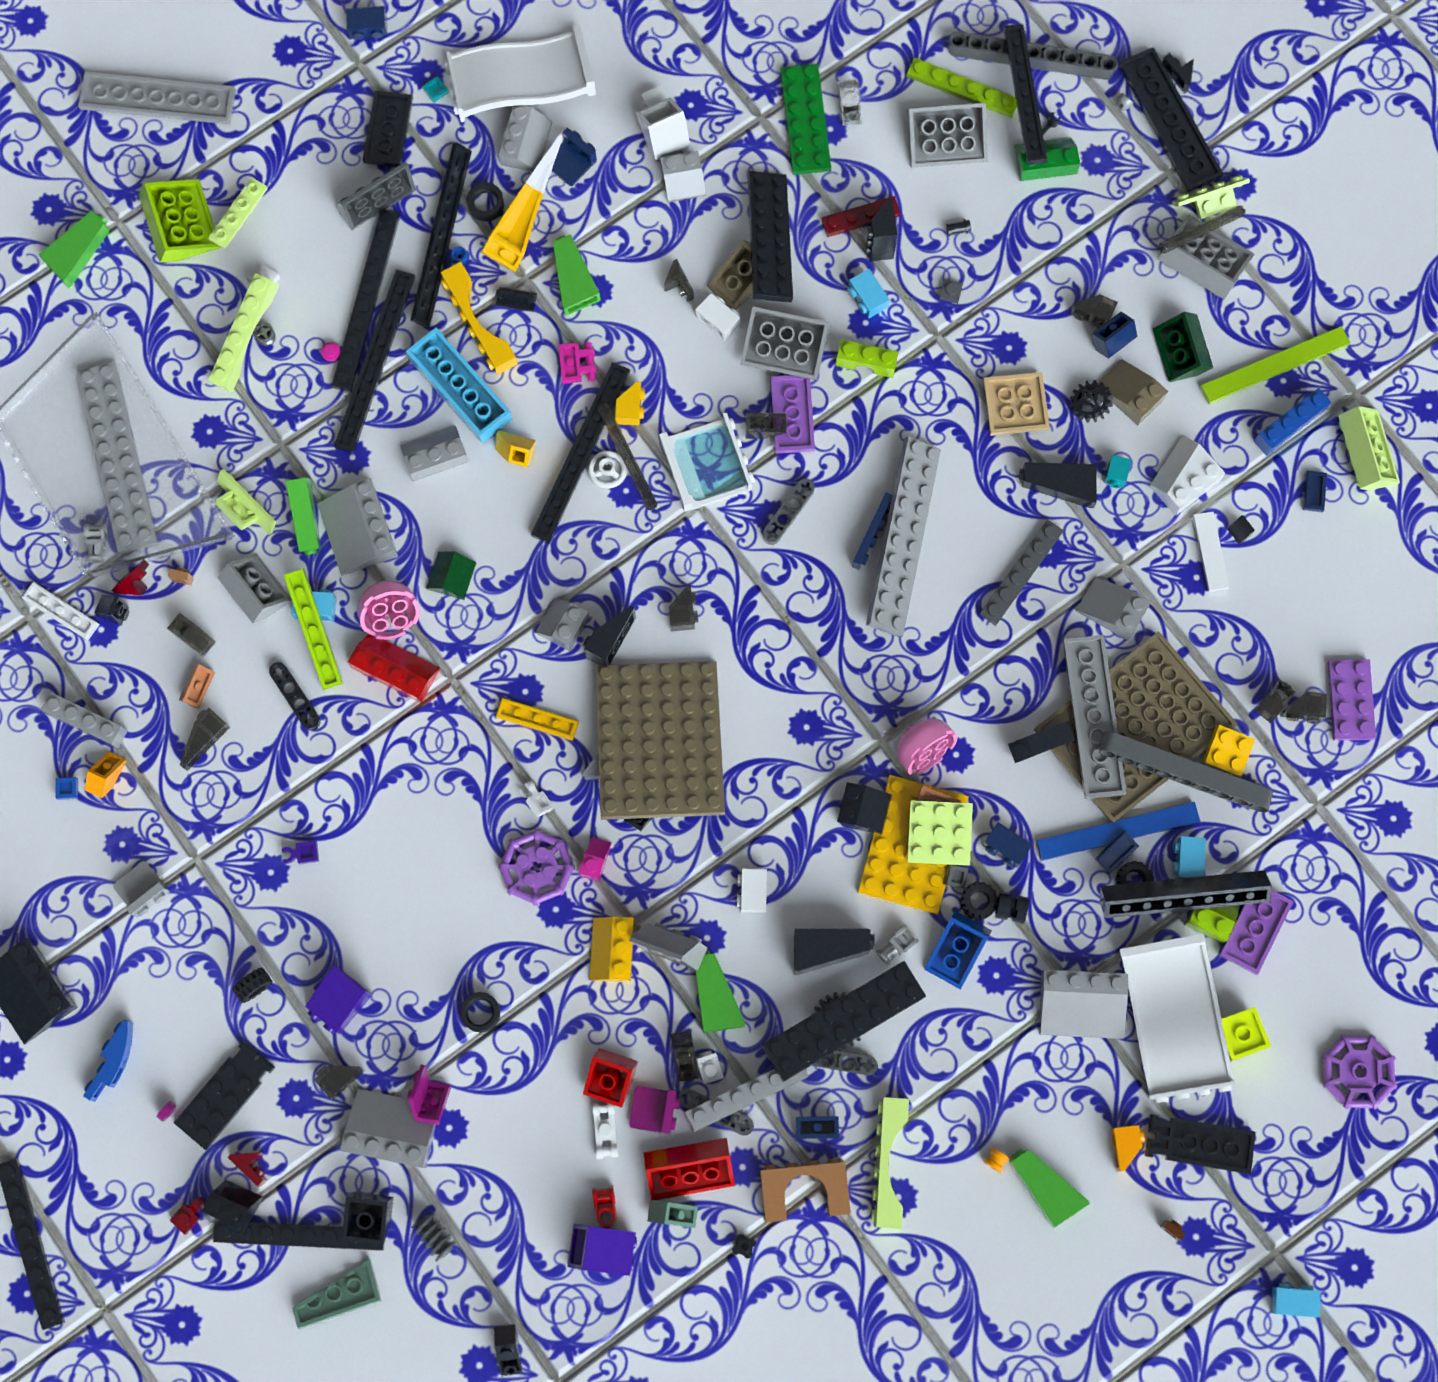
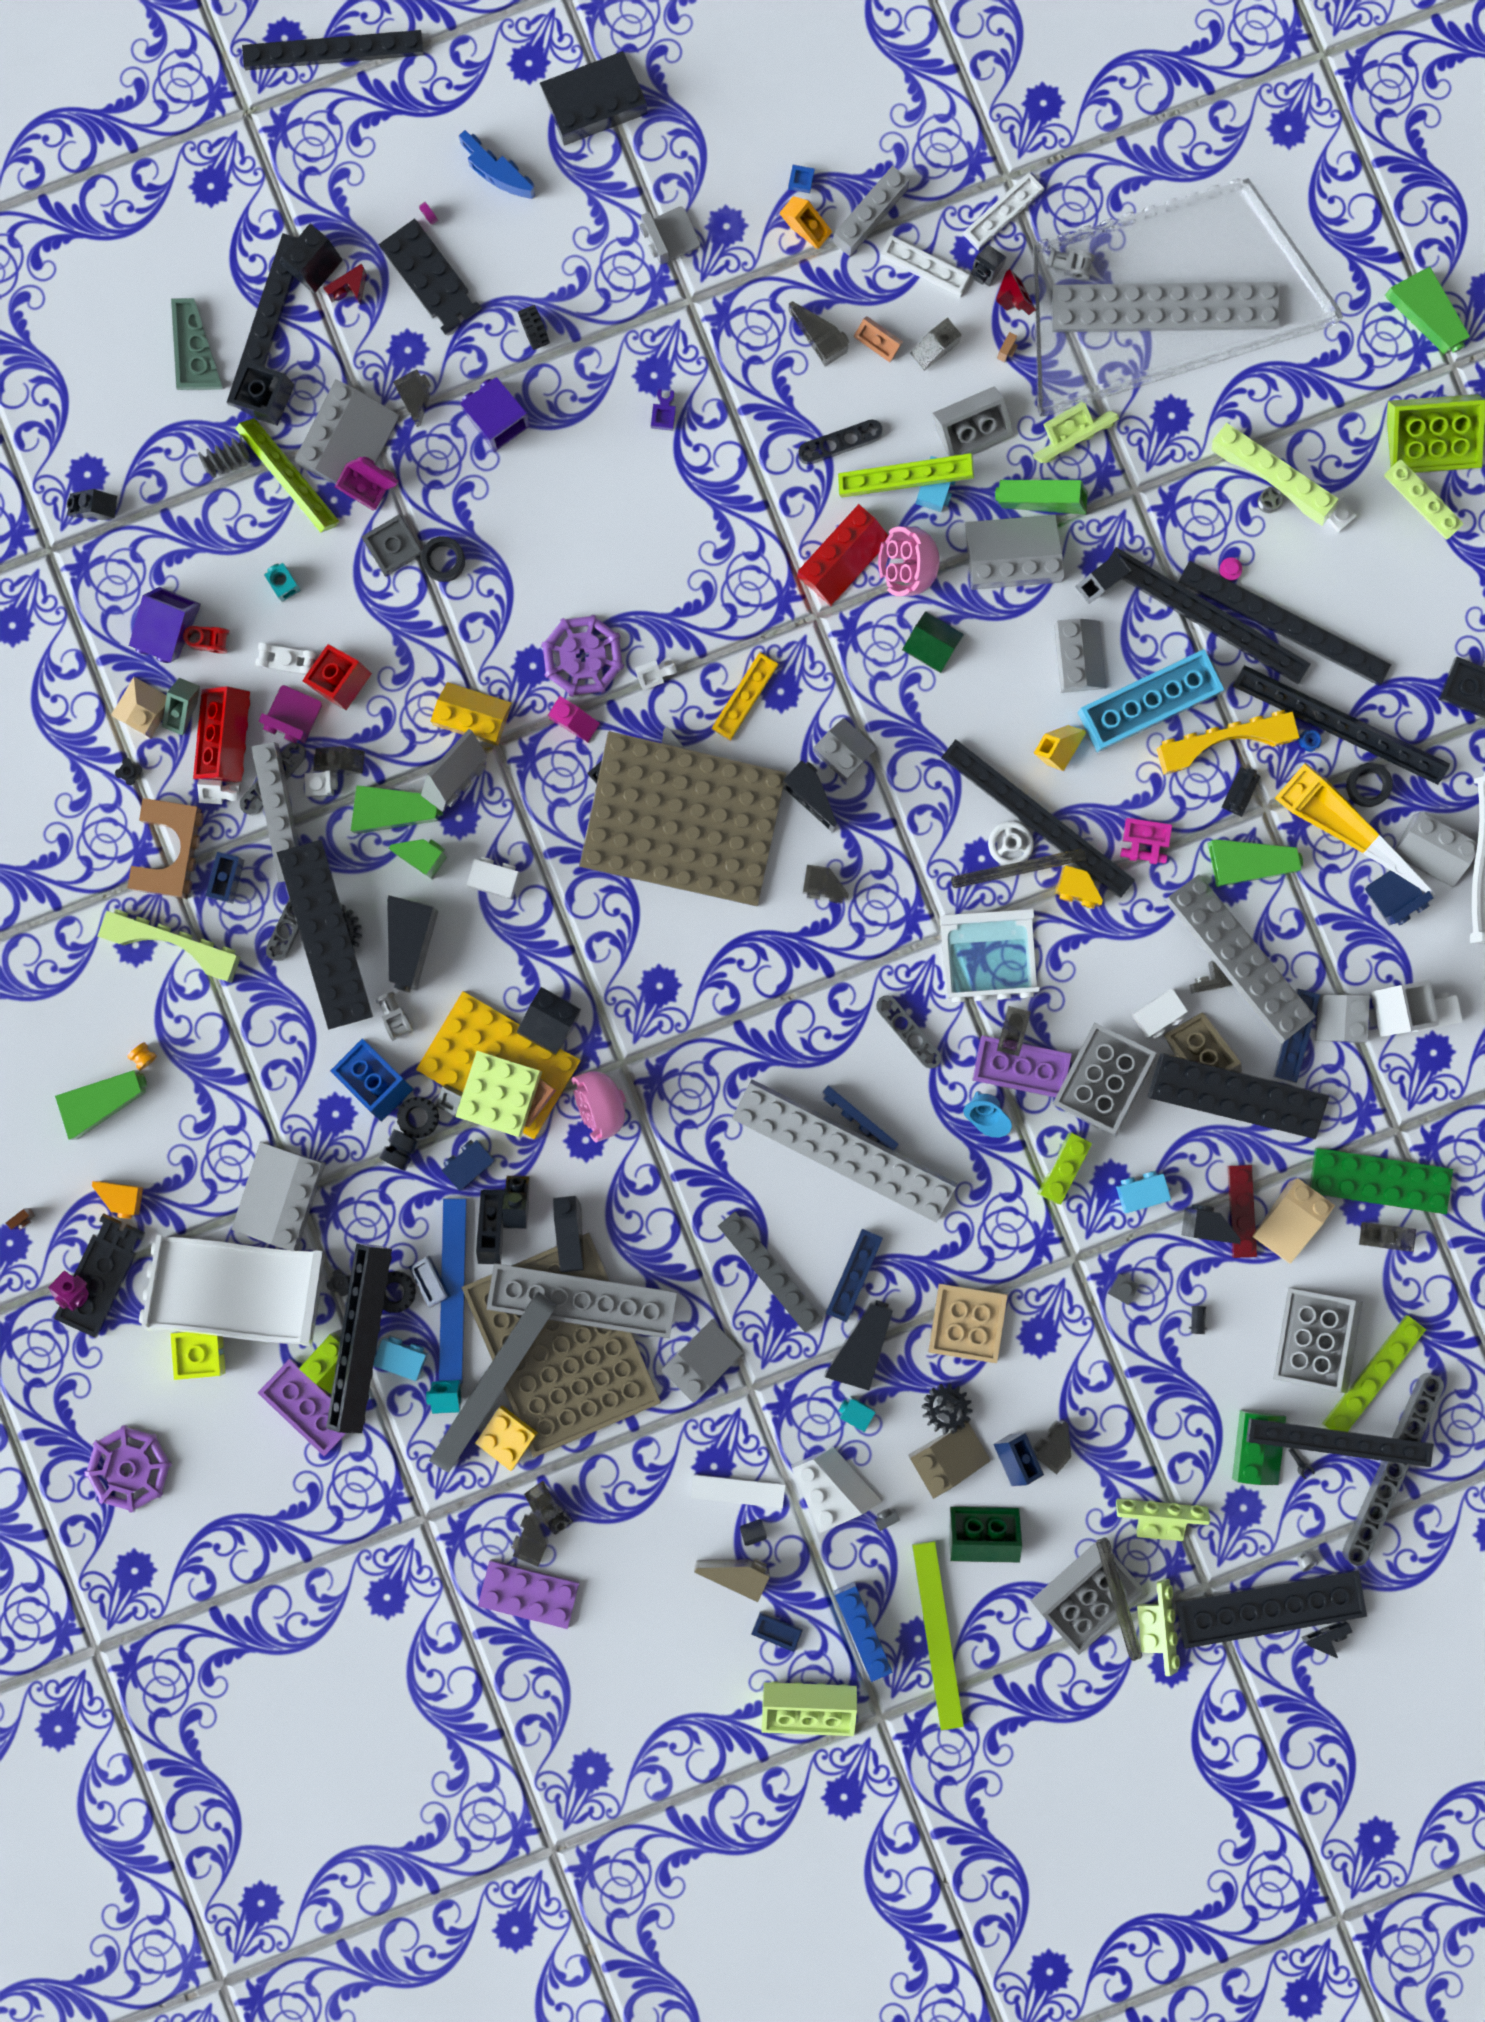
camera: 100 degrees right, 10 degrees up
(122, 664) = (925, 265): none -> white tile
(187, 1216) = (316, 213): dark red plate -> none
(364, 447) = (1103, 578): none -> black slope
(378, 195) = (1407, 662): dark grey slope -> none
(437, 1174) = (287, 475): none -> lime plate
(477, 1062) = (392, 545): none -> dark grey tile
(545, 1150) = (286, 590): none -> teal brick
(655, 264) = (1240, 958): none -> light grey plate
(682, 1251) = (141, 707): none -> tan slope
(706, 208) = (1294, 1048): none -> dark blue plate
(741, 1161) = (213, 792): none -> white plate
(750, 956) = (422, 855): none -> bright green slope
(840, 429) = (987, 1115): none -> dark azure piece
(856, 174) = (1293, 1220): none -> tan slope
(1004, 503) = (854, 1275): none -> dark blue plate
(1026, 796) = (516, 1202): none -> black slope
(1054, 812) = (490, 1227): none -> black slope
(1126, 216) = (1162, 1520): none -> yellowish green bracket
(1135, 933) = (333, 1283): none -> black plate
(1195, 426) = (886, 1518): none -> dark grey plate
(1210, 811) = (444, 1397): none -> teal brick
(1217, 1165) = (69, 1291): none -> magenta brick
(1280, 529) = (738, 1575): none -> dark tan slope

